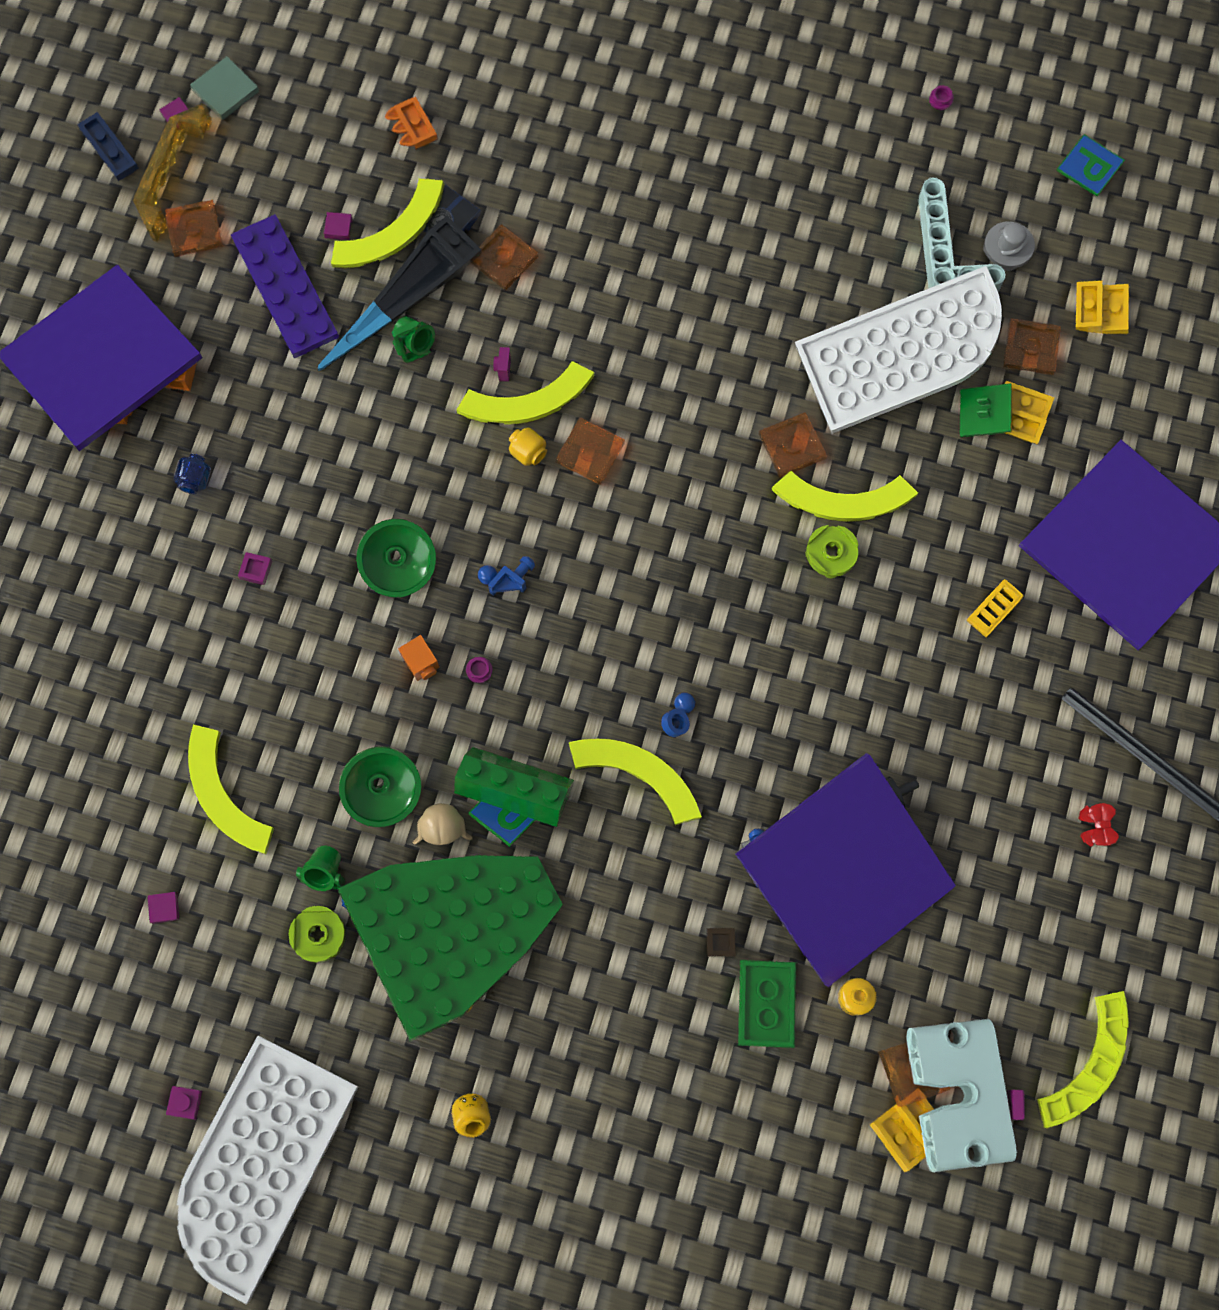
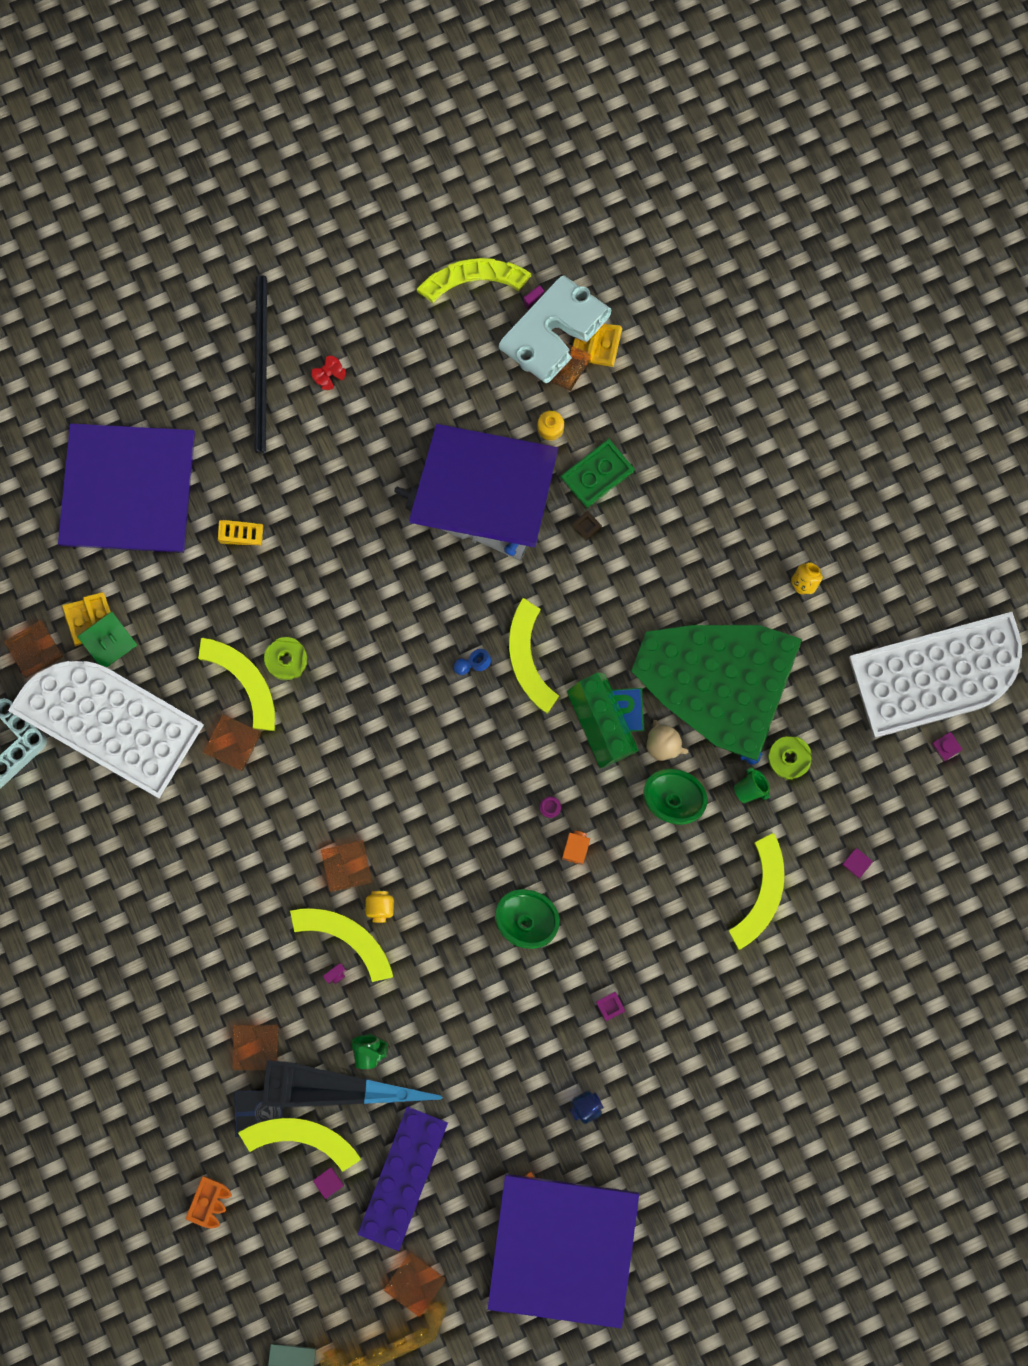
camera: 130 degrees left, 5 degrees up
(506, 579) = (480, 840): blue piece -> none

